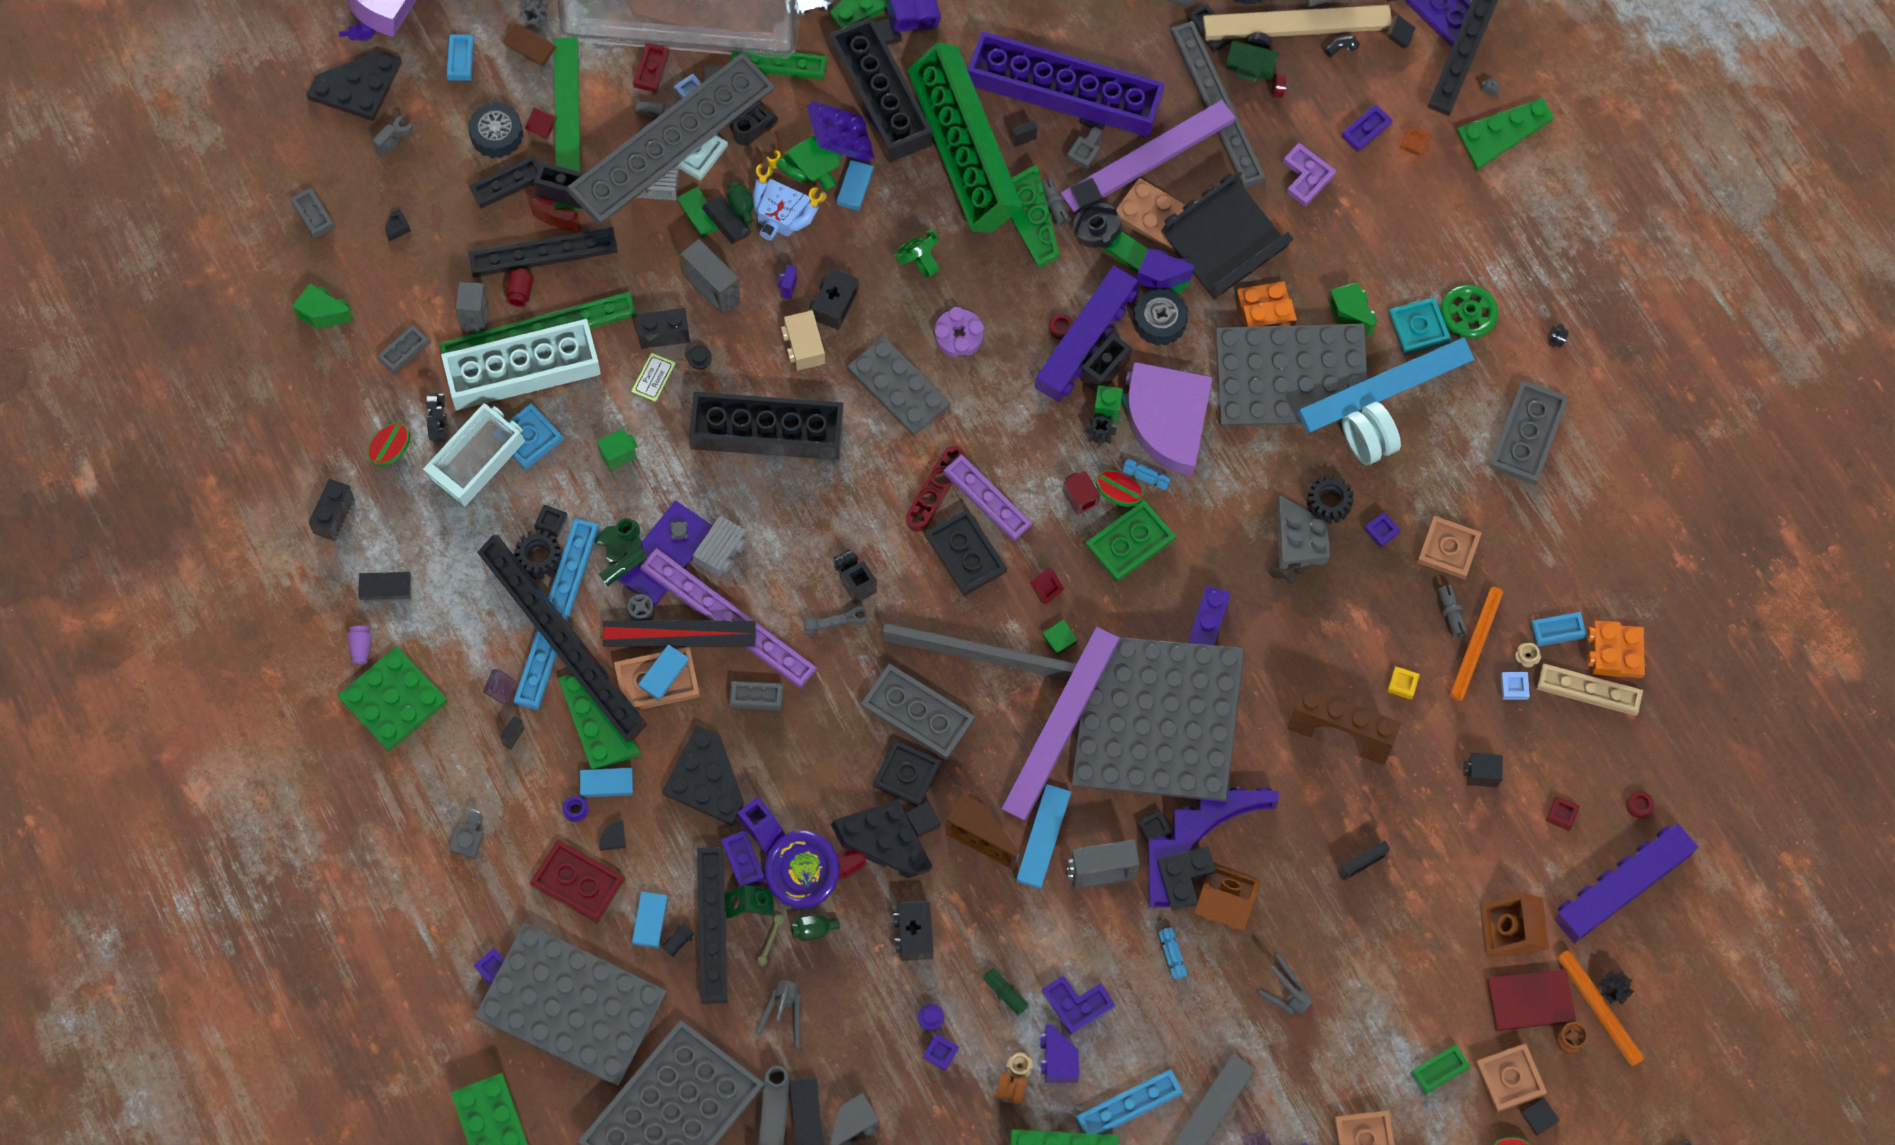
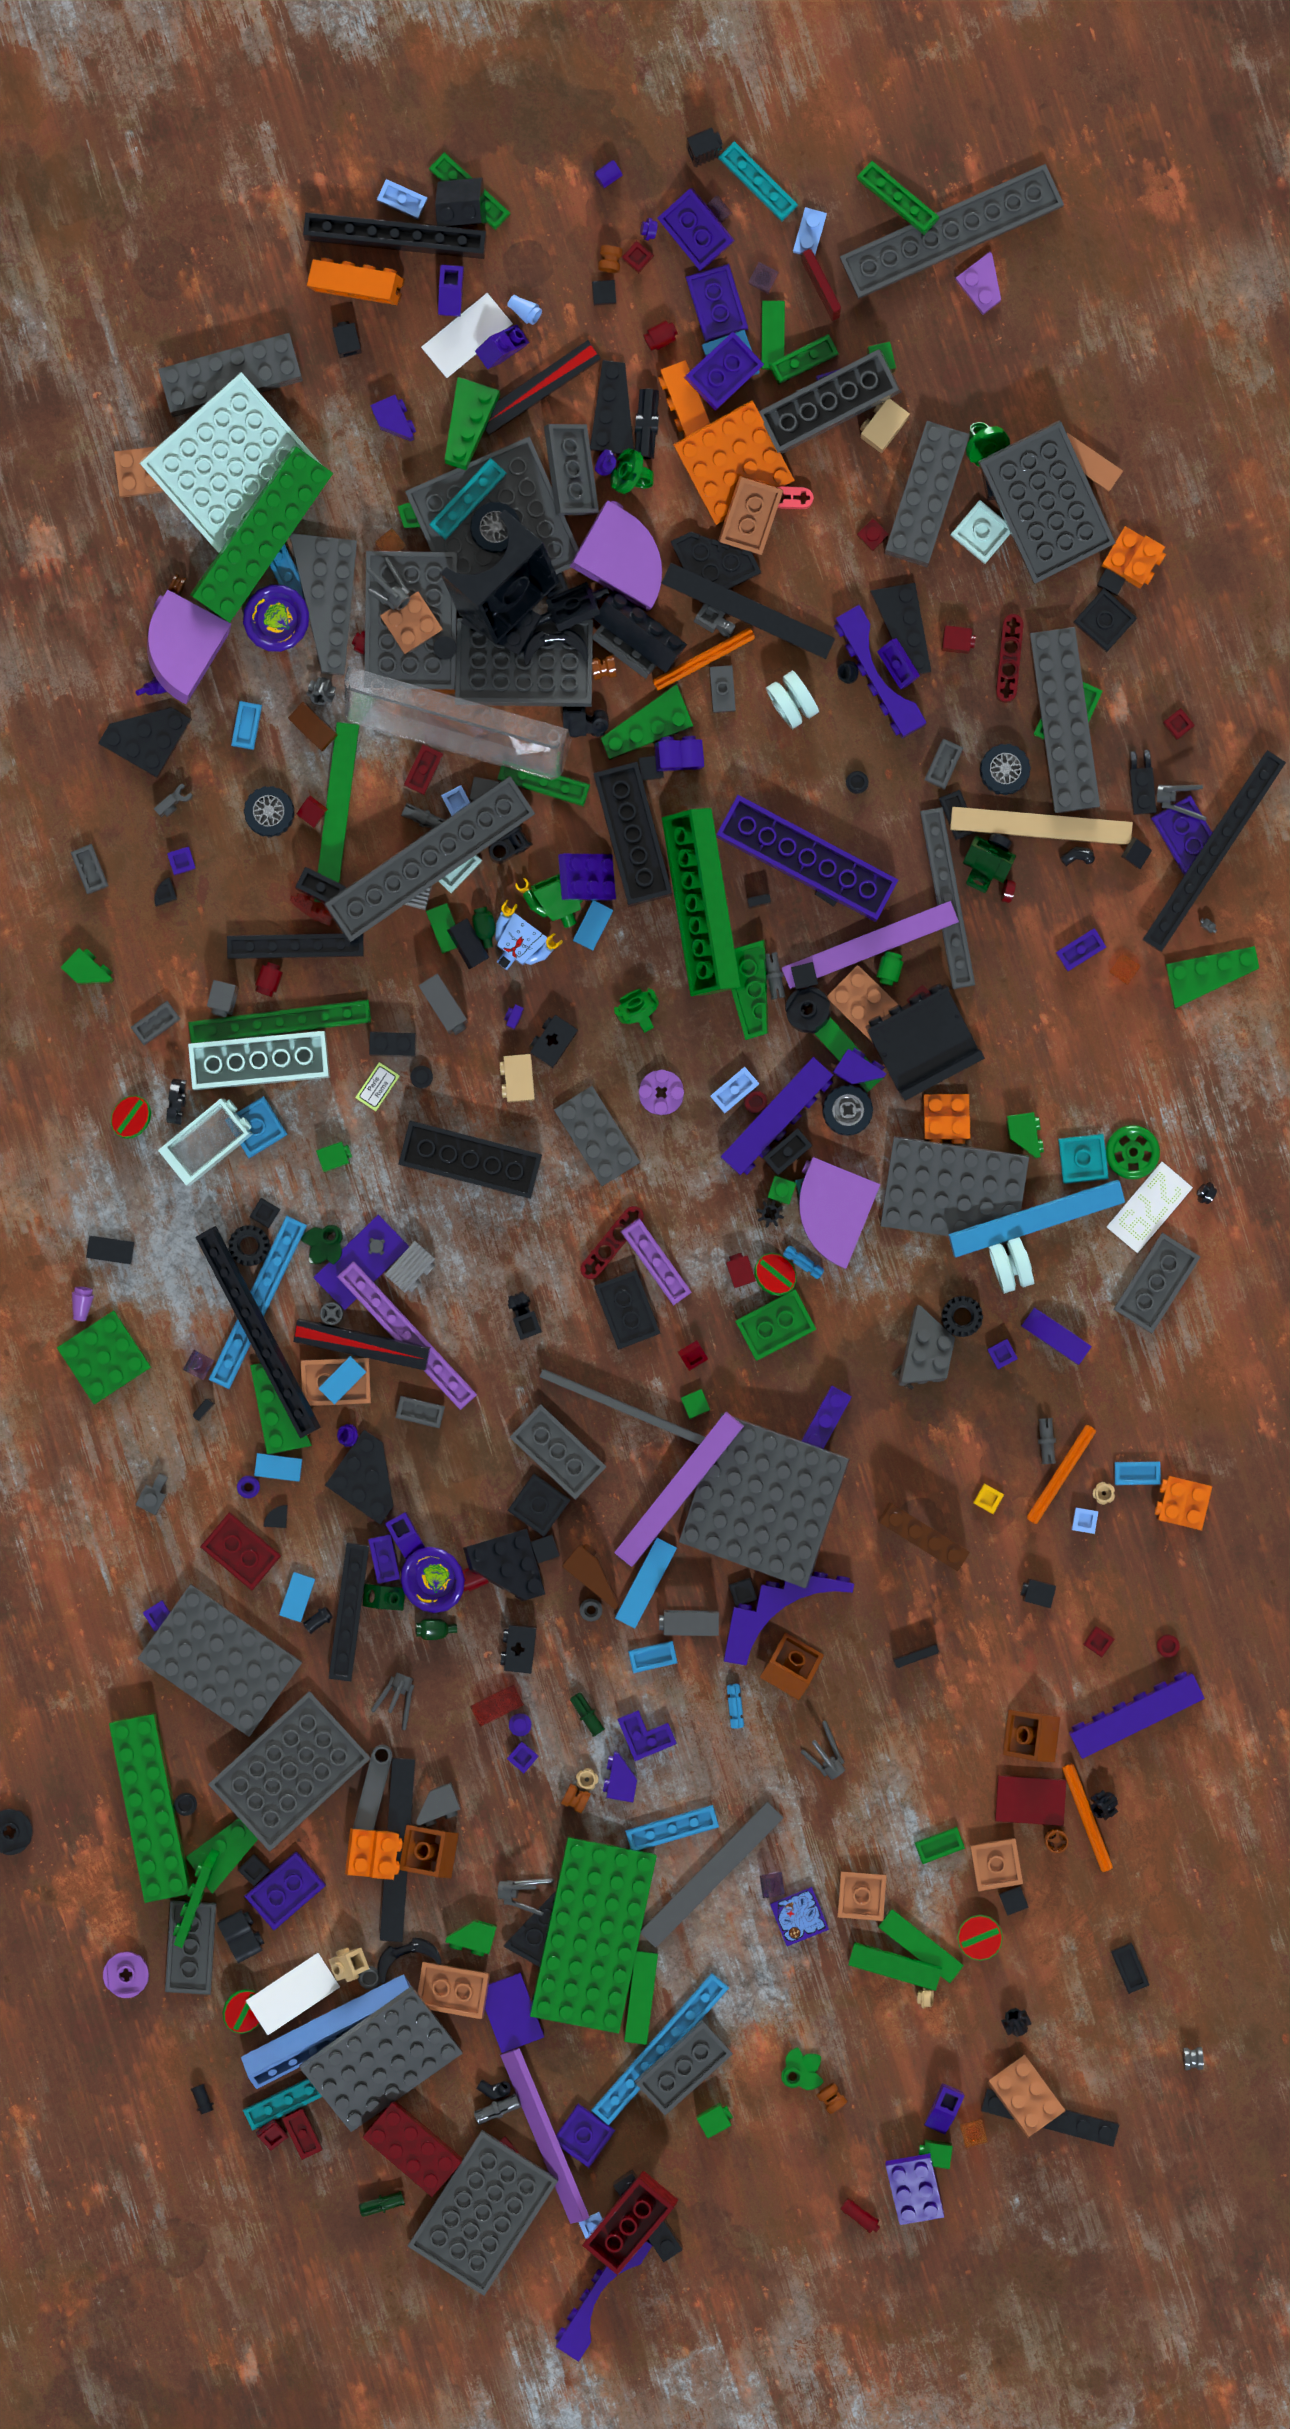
camera: 15 degrees right, 20 degrees up
(331, 509) = (72, 1172): black brick -> none
(409, 190) = (181, 861): none -> dark purple plate
(505, 182) = (272, 867): black plate -> none
(623, 566) = (321, 1273): dark green axle -> none
(679, 733) = (347, 1435): none -> dark purple plate
(778, 921) = (387, 1648): olive hinge -> none
(813, 626) = (514, 1352): dark grey piece -> none
(899, 998) = (496, 1705): none -> clear red slope
(991, 869) = (591, 1617): none -> dark grey plate
(1036, 316) = (734, 1090): none -> light blue plate
(1067, 916) = (652, 1656): none -> dark azure tile
(1086, 150) = (812, 928): dark grey plate -> none
(1100, 12) = (857, 782): none -> black plate
(1174, 174) = (890, 968): none -> green brick
(1179, 871) = (751, 1643): black plate -> none
(1312, 172) = (1020, 990): medium lavender plate -> none
(1436, 501) = (1056, 1336): none -> dark purple slope
(1449, 547) = (1058, 1381): nougat plate -> none
(1500, 363) = (1149, 1207): none -> white sticker
(1589, 689) = (1150, 1533): tan tile -> none

